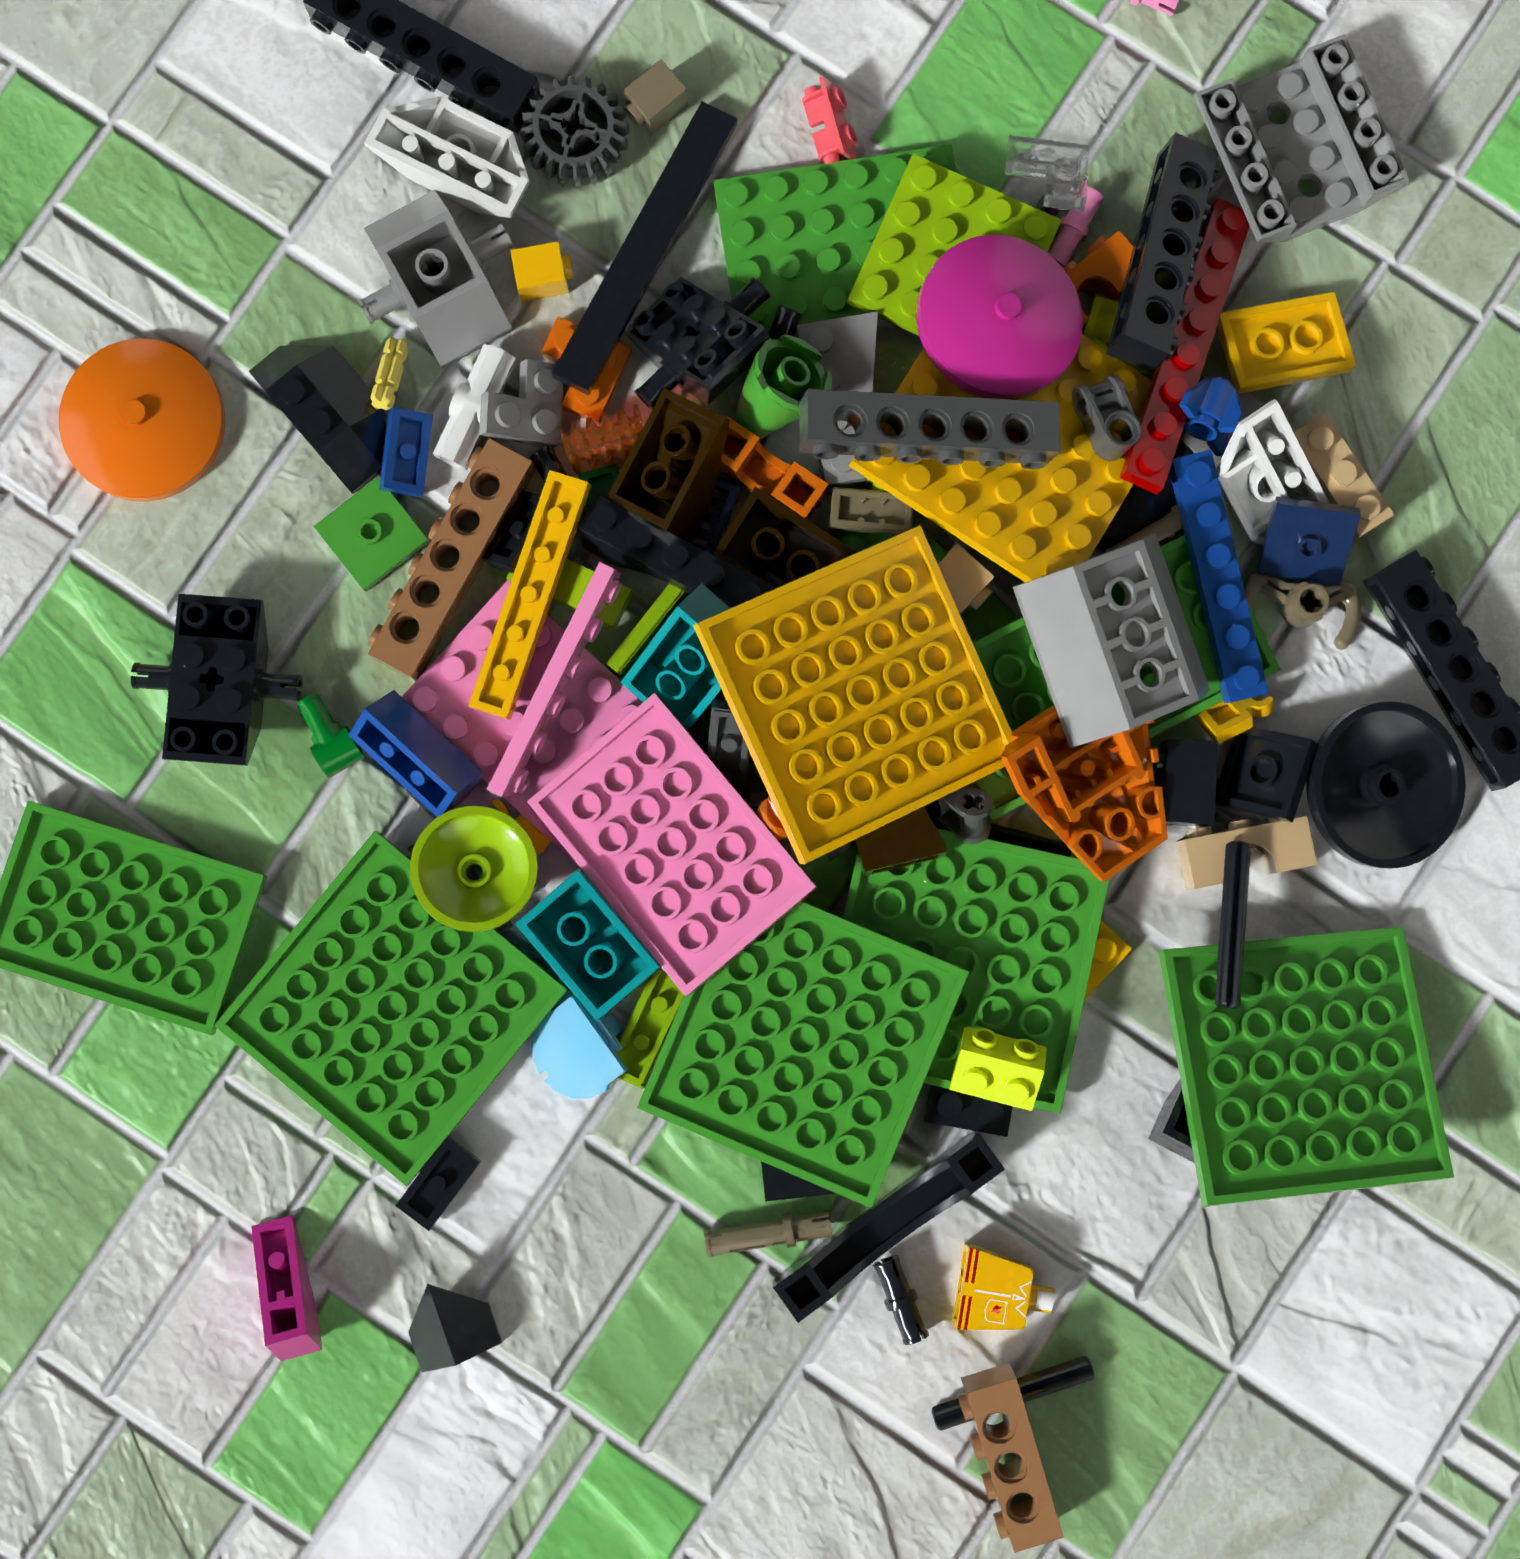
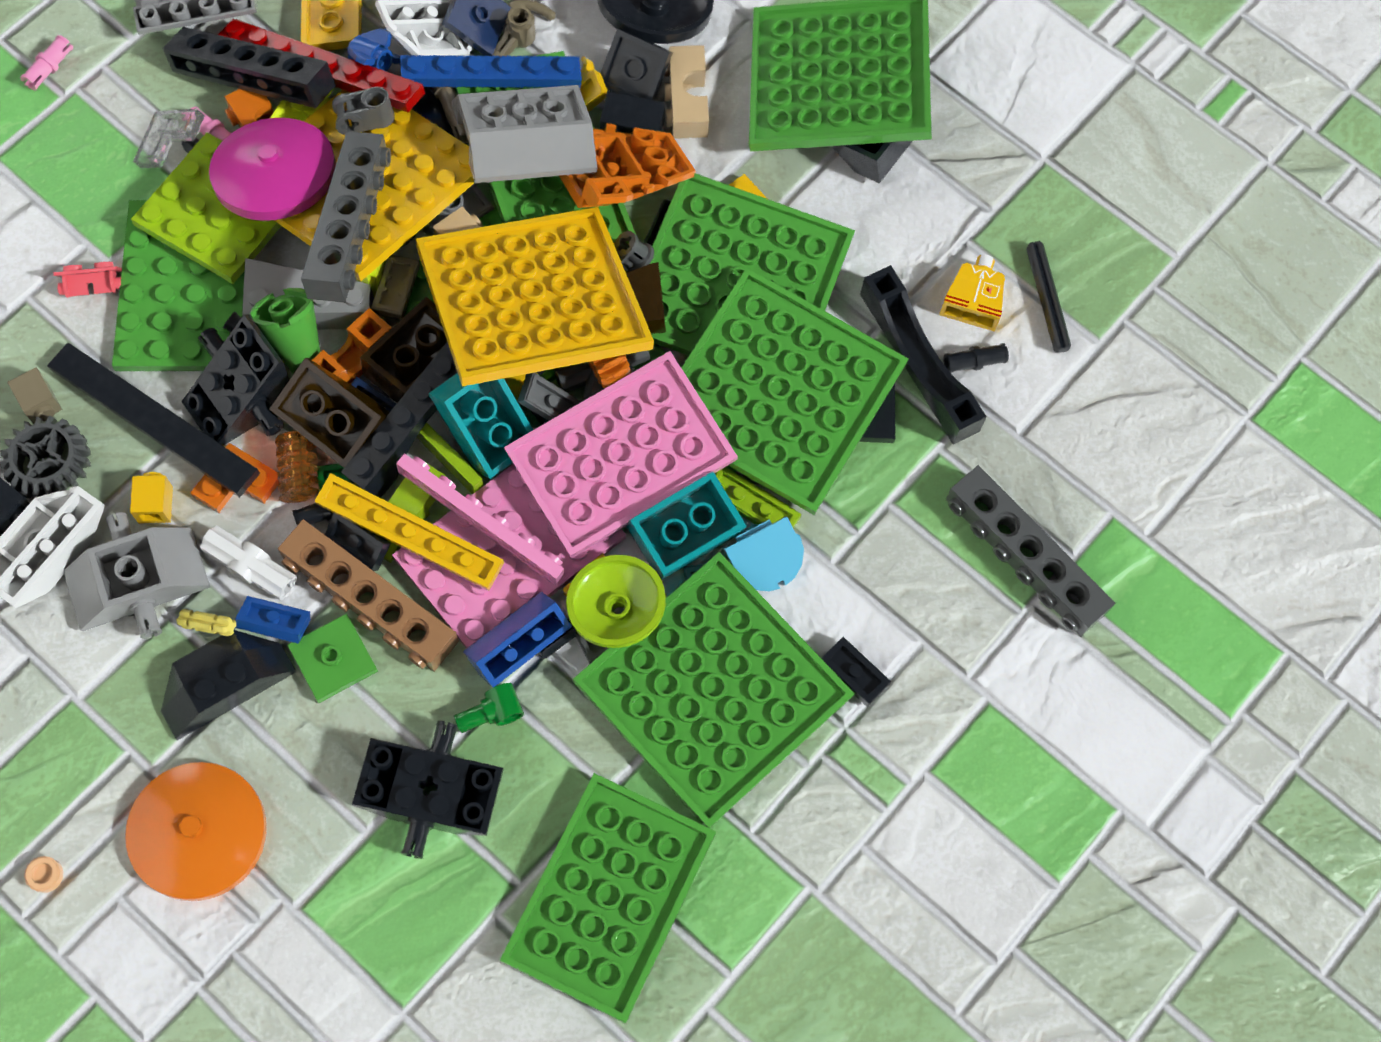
camera: 85 degrees left, 15 degrees down
(71, 260) = (44, 874): none -> light nougat tile
(285, 1290) = (925, 798): dark pink slope -> none
(451, 1329) = (969, 678): black slope -> none
(530, 417) = (264, 521): light grey plate -> none
(567, 1485) = (1025, 532): none -> dark grey brick
(768, 1233) = (919, 443): dark tan pin -> none
(967, 1112) = (846, 293): black plate -> none
(999, 1068) = (818, 260): neon yellow bracket -> none
(1035, 1518) = (1093, 297): medium nougat brick -> none
(1233, 925) = (738, 97): black axle -> none

